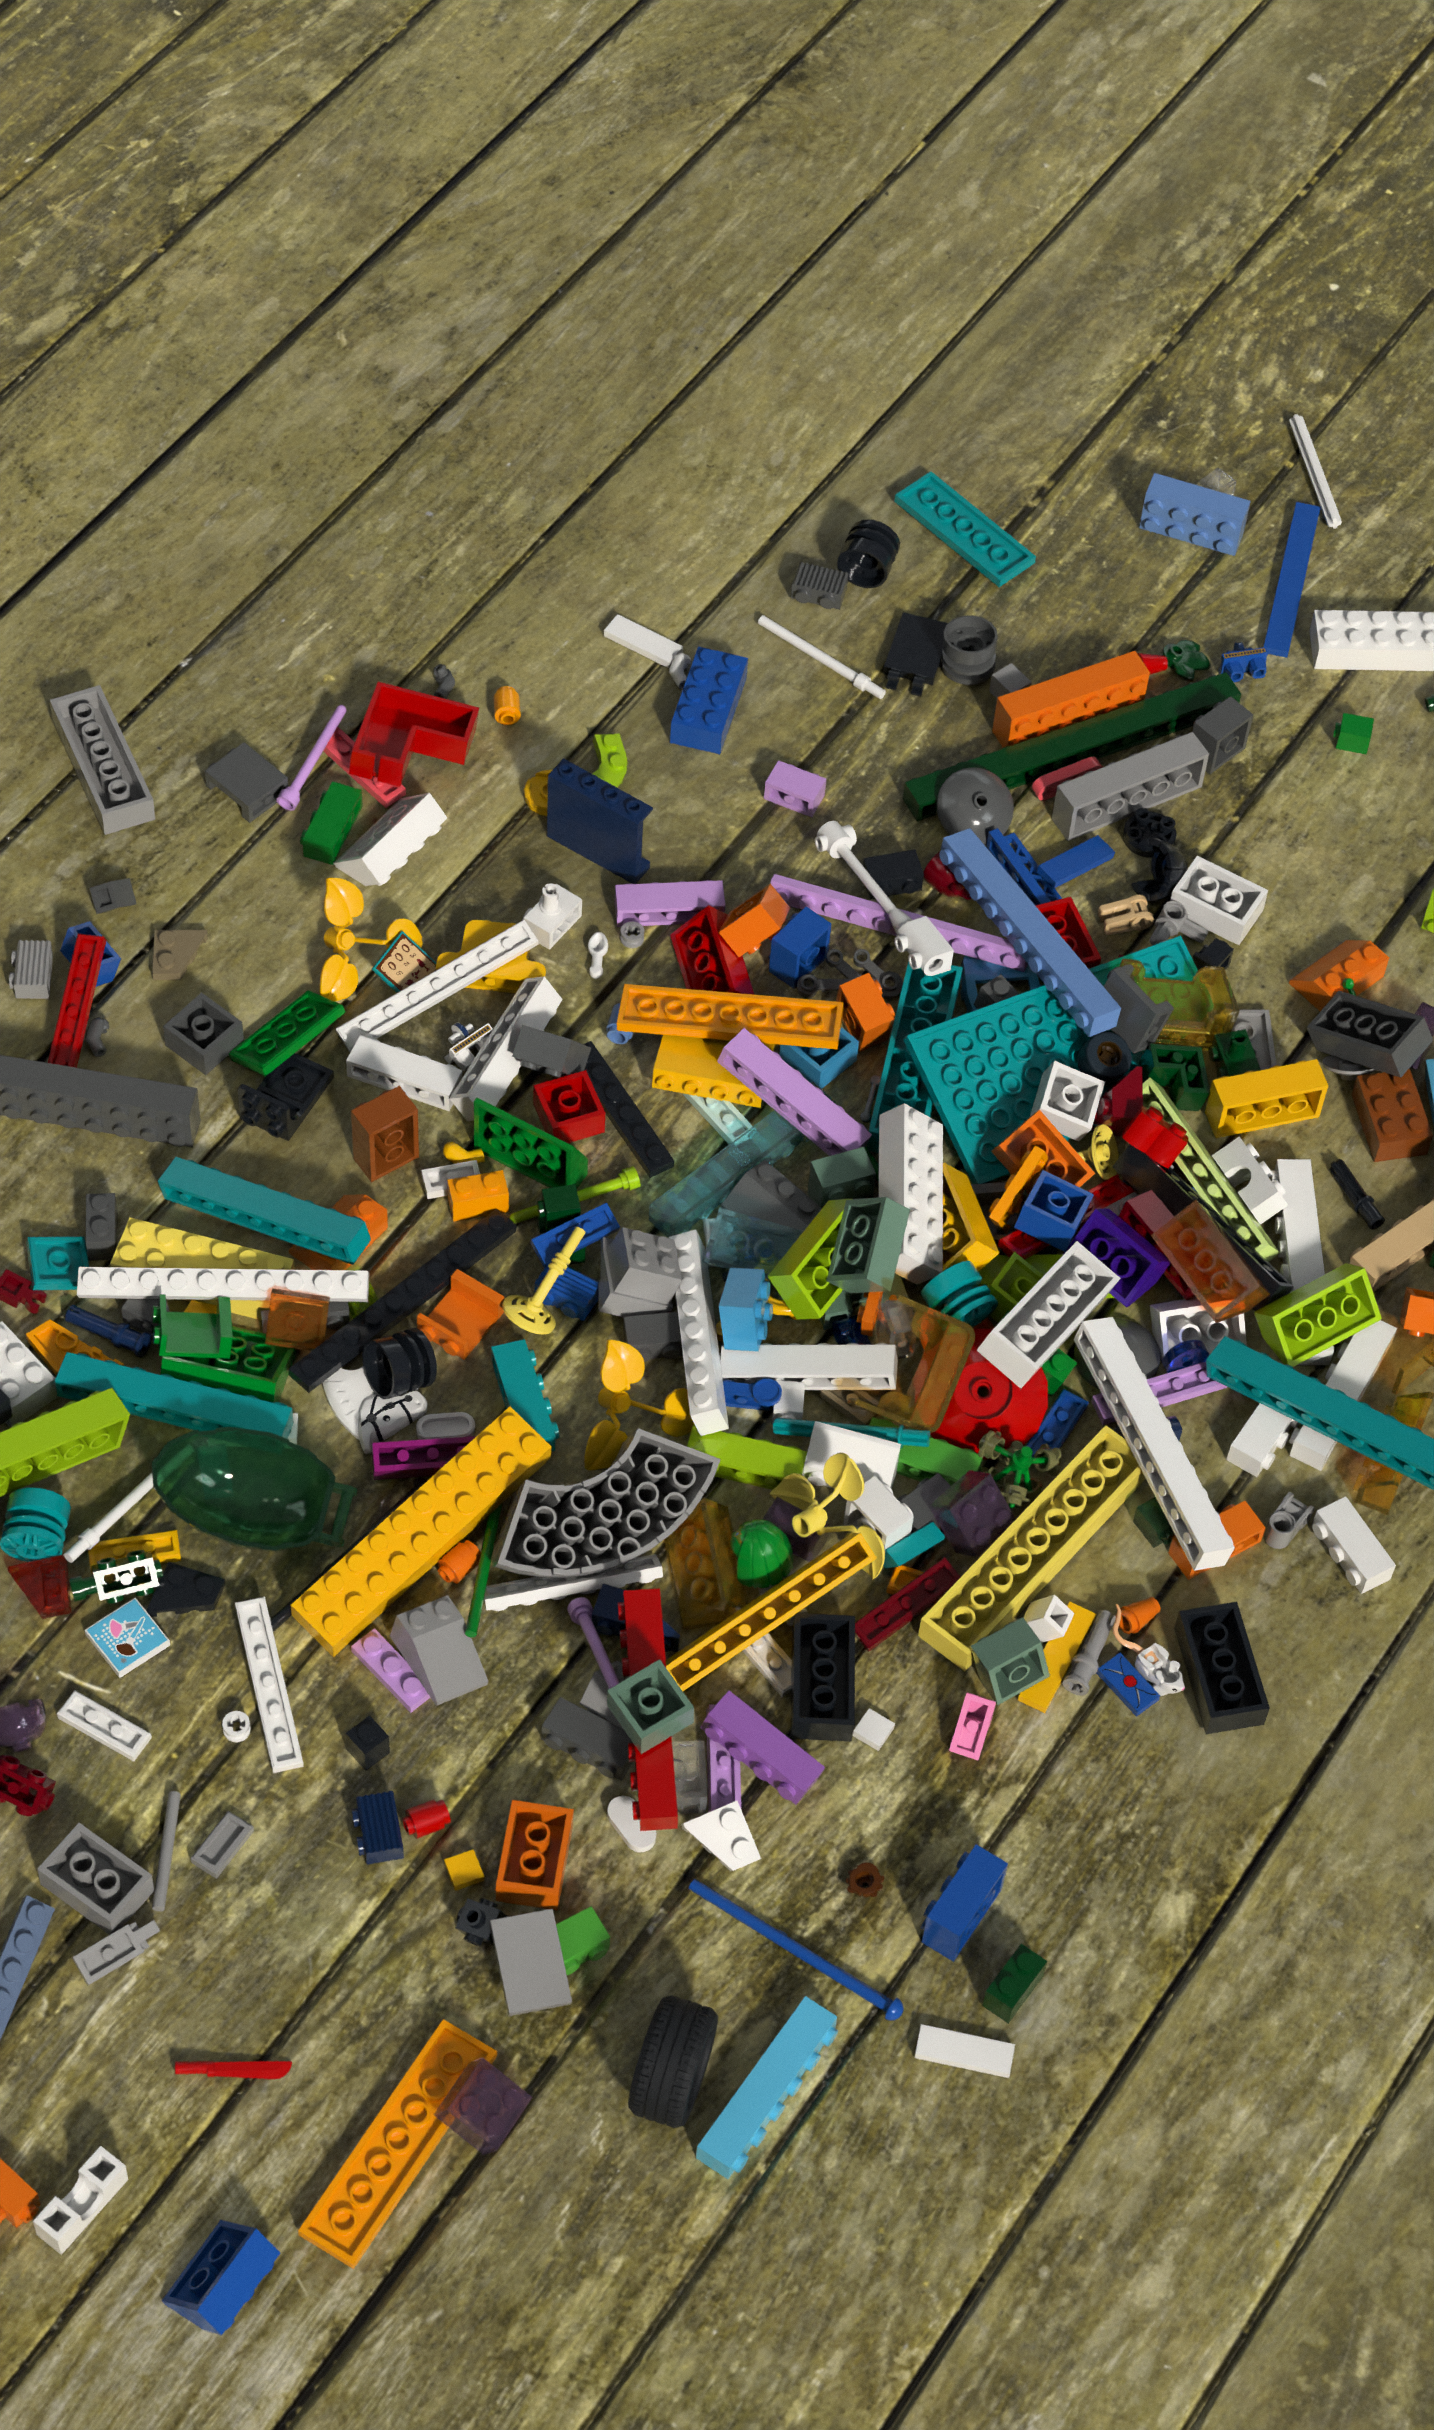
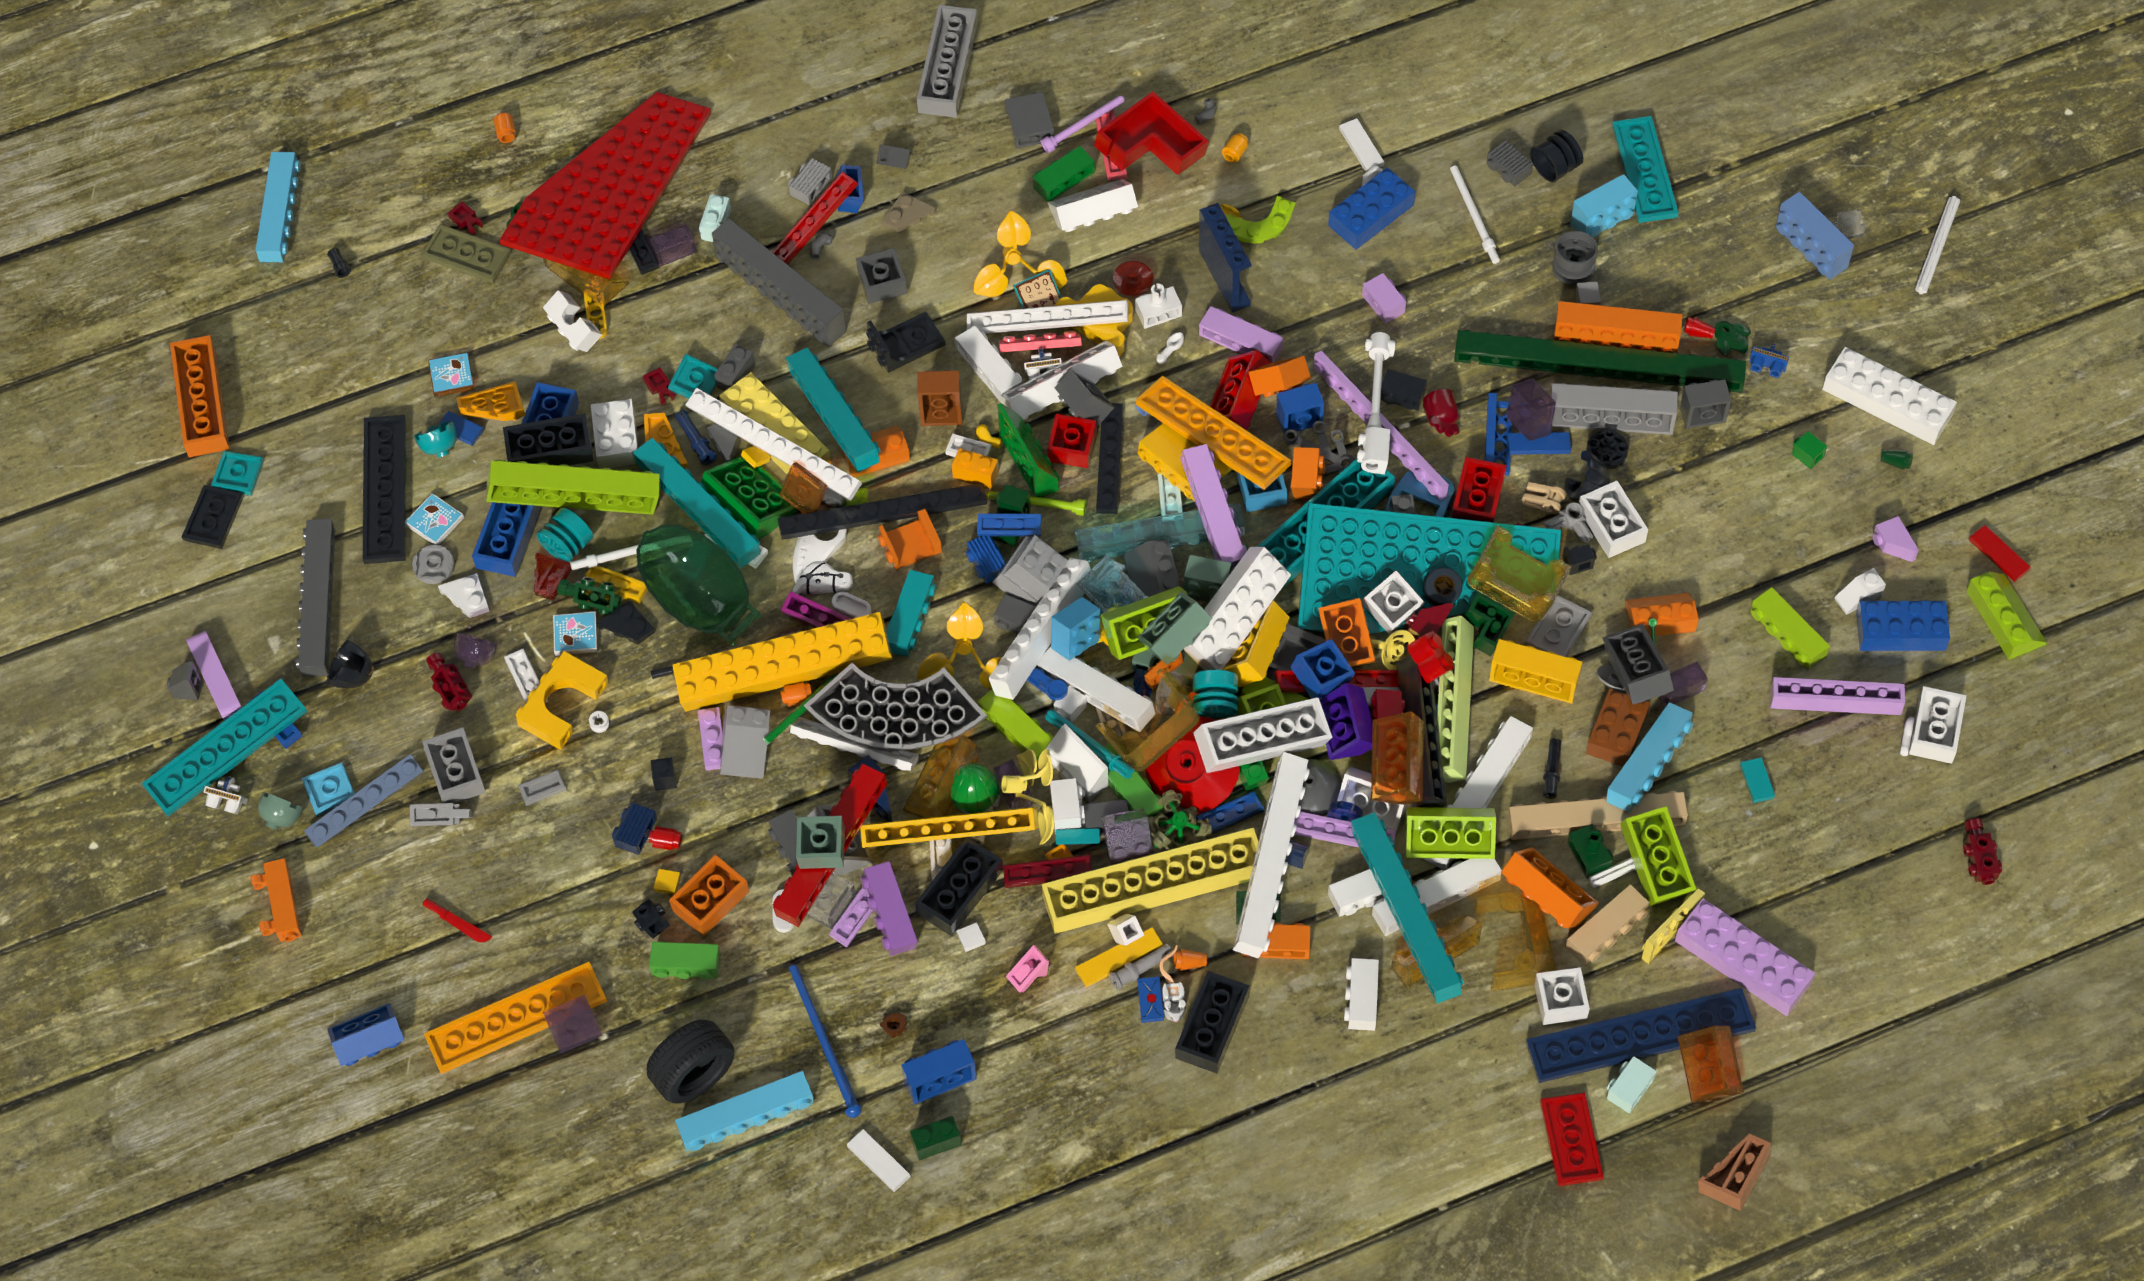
camera: 40 degrees right, 5 degrees up
(66, 2218) = (305, 952): white arch -> none
(157, 1761) = (565, 673): none -> yellow arch
(166, 1851) = (509, 772): light grey bar -> none
(193, 1333) = (735, 464): green panel -> none
(269, 1685) = (633, 707): white tile -> none
(286, 1033) = (934, 301): green tile -> none
(399, 1363) = (845, 550): black wheel -> none
(438, 1023) = (1031, 342): none -> coral plate
(503, 891) = (1136, 272): none -> clear red dish
(530, 1962) = (656, 956): light grey tile -> none
(534, 1305) = (957, 554): light yellow dish -> none
(581, 1613) = (844, 764): lavender piece -> none
(632, 941) = (1199, 348): light grey bush -> none
(725, 1836) = (829, 949): white wing -> none
(915, 652) = (1538, 242): black tile -> none
(959, 808) = (1480, 375): dark grey dish -> none
(960, 581) = (1604, 206): none -> medium azure brick
(1010, 1660) = (1078, 941): sand green brick -> none
(1012, 1199) = (1325, 632): light orange wing -> none
(1030, 933) = (1448, 475): medium blue brick -> none
(1046, 785) = (1573, 378): coral beam -> none
(1051, 826) = (1531, 409): none -> clear purple brick
(1139, 1016) = (1472, 563): dark grey panel -> none
(1233, 1053) = (1536, 630): dark green brick -> none
(1261, 1194) = (1484, 708): white arch -> none
(1290, 1518) = (1337, 954): light grey piece -> none
(1291, 579) = (1856, 316): blue tile -> none

